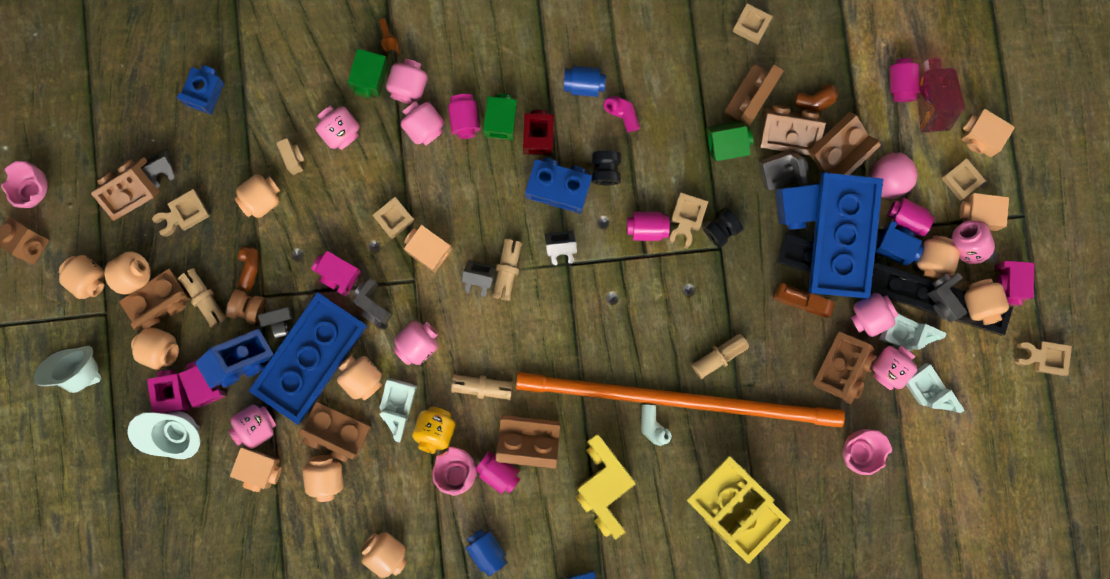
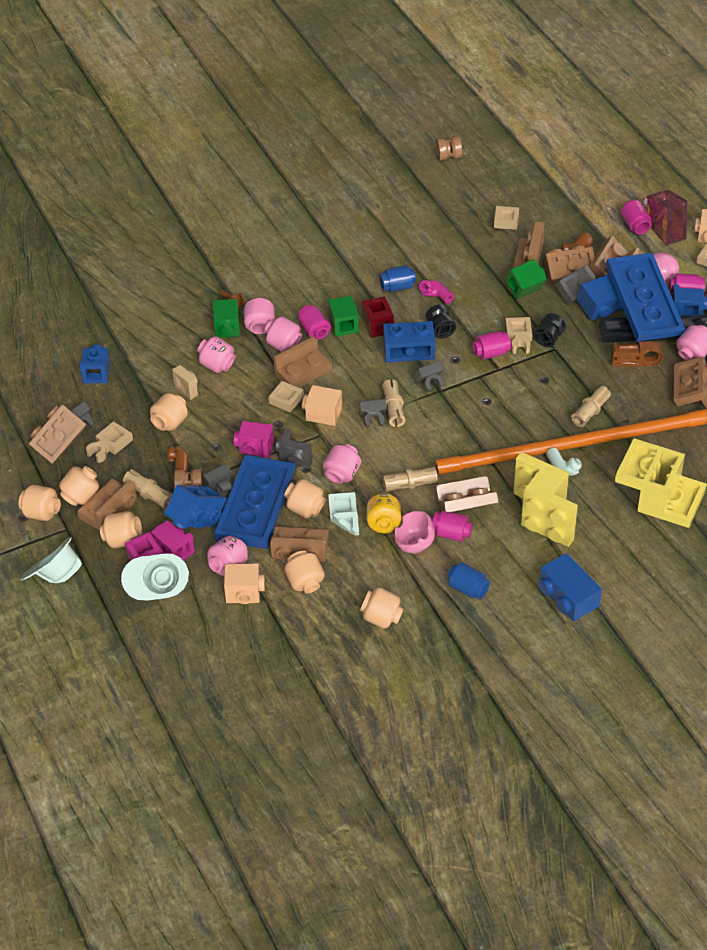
camera: 15 degrees left, 35 degrees down
(428, 174) = (301, 363): none -> medium nougat bracket

